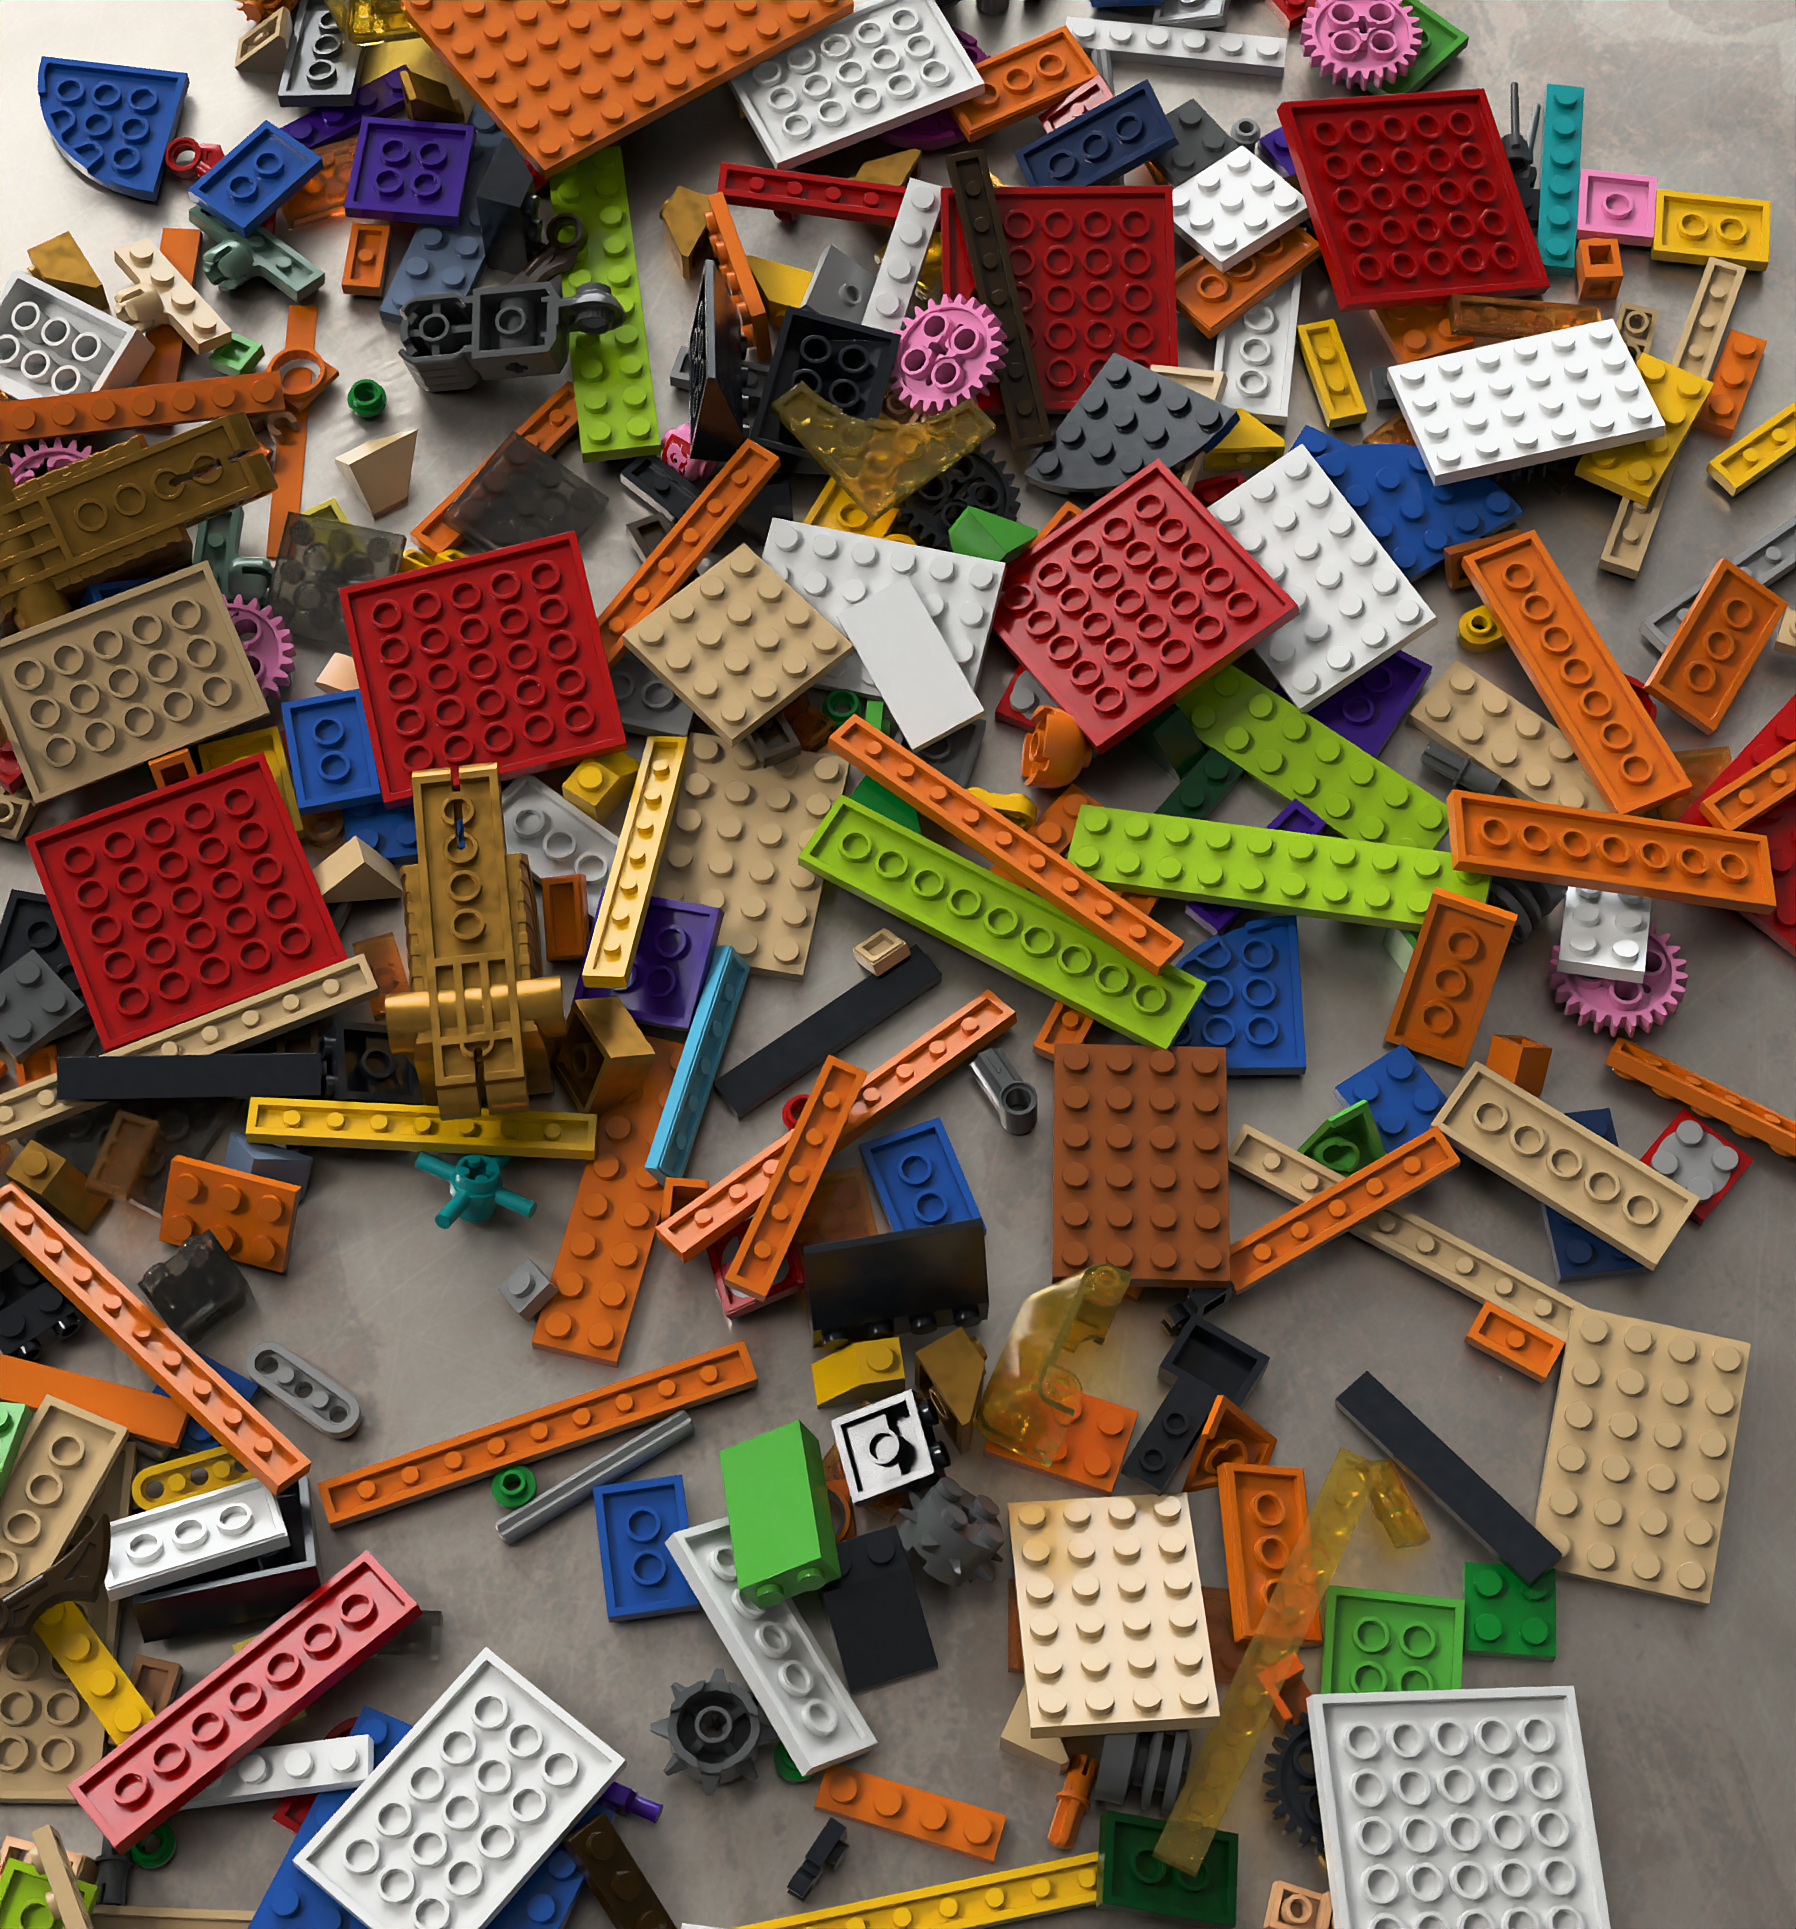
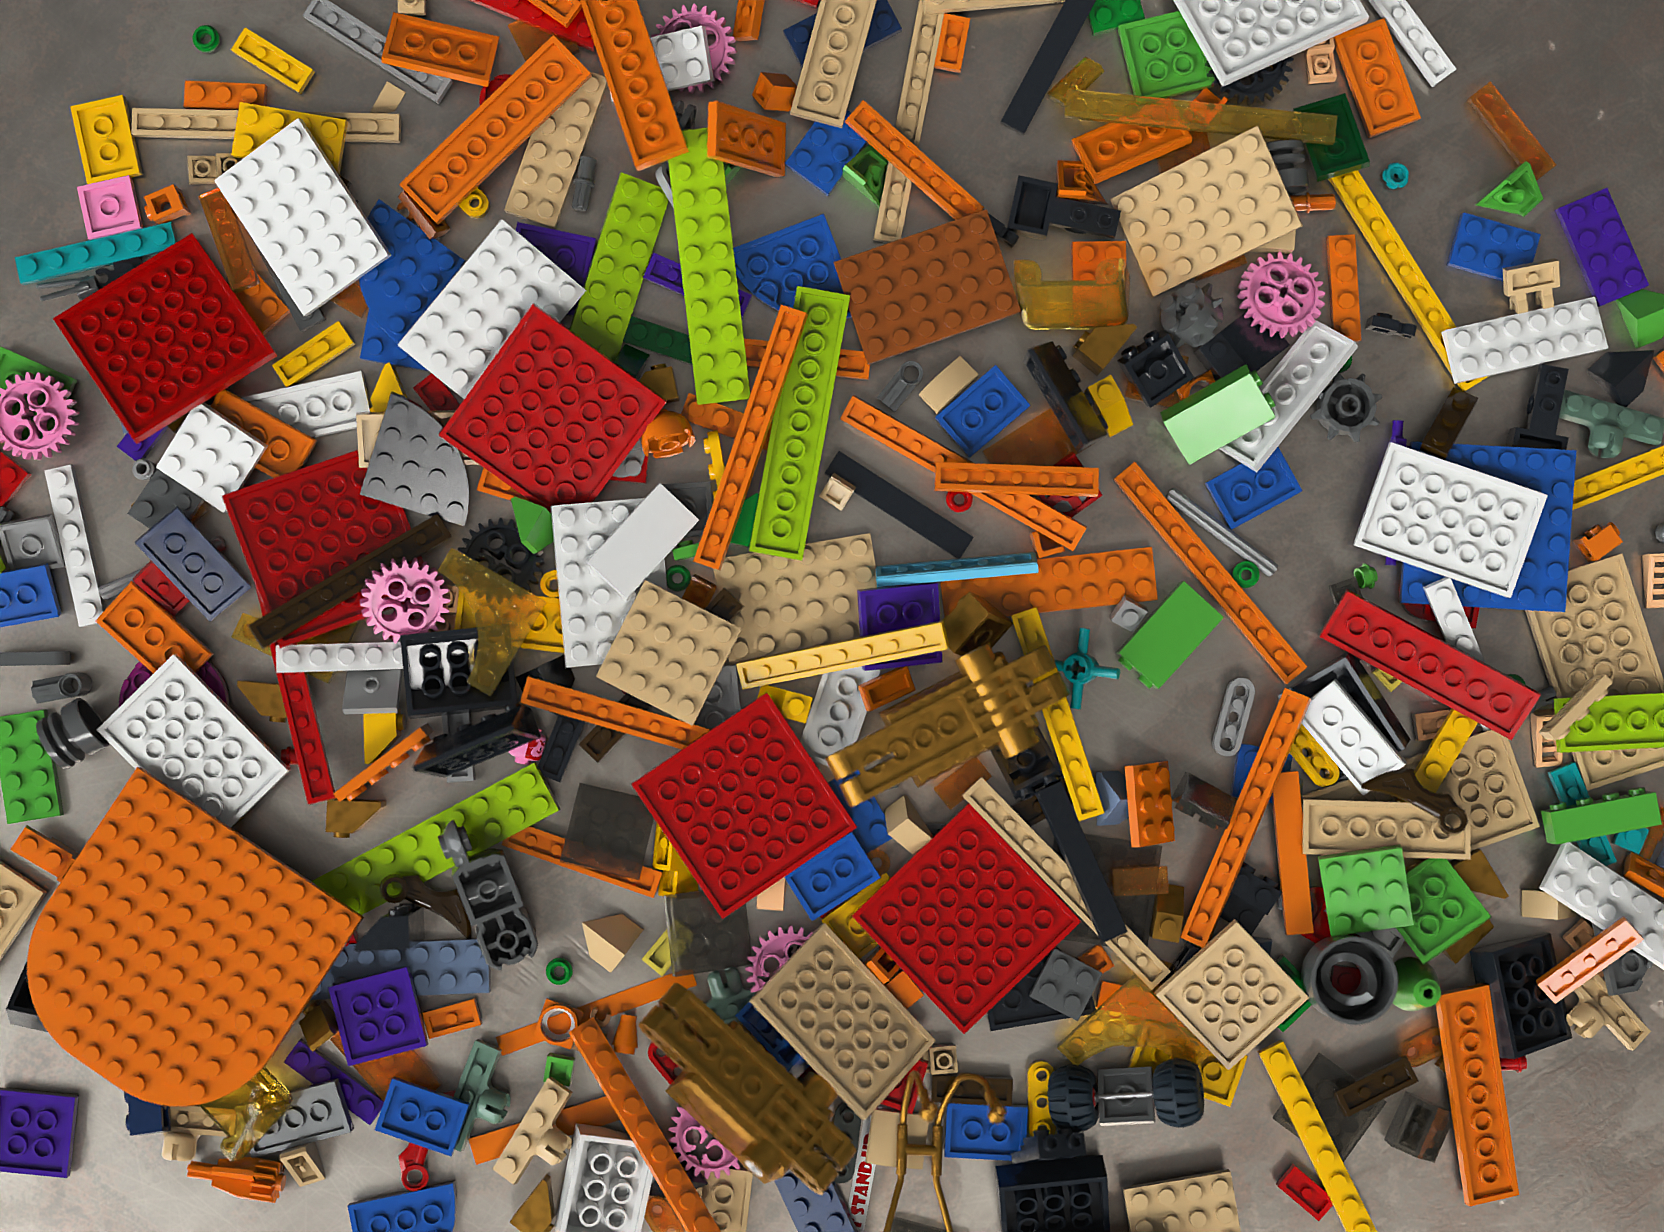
camera: 110 degrees left, 25 degrees up
(125, 786) = (904, 989): none -> orange panel
(431, 1672) = (1366, 576): none -> bright green plate
(469, 1337) = (1168, 636): none -> bright green brick
(961, 1730) = (1270, 314): none -> bright pink gear
(982, 1154) = (948, 384): none -> tan slope
(1129, 771) = (662, 381): none -> pearl gold slope
(1663, 572) = (388, 99): none -> tan sticker

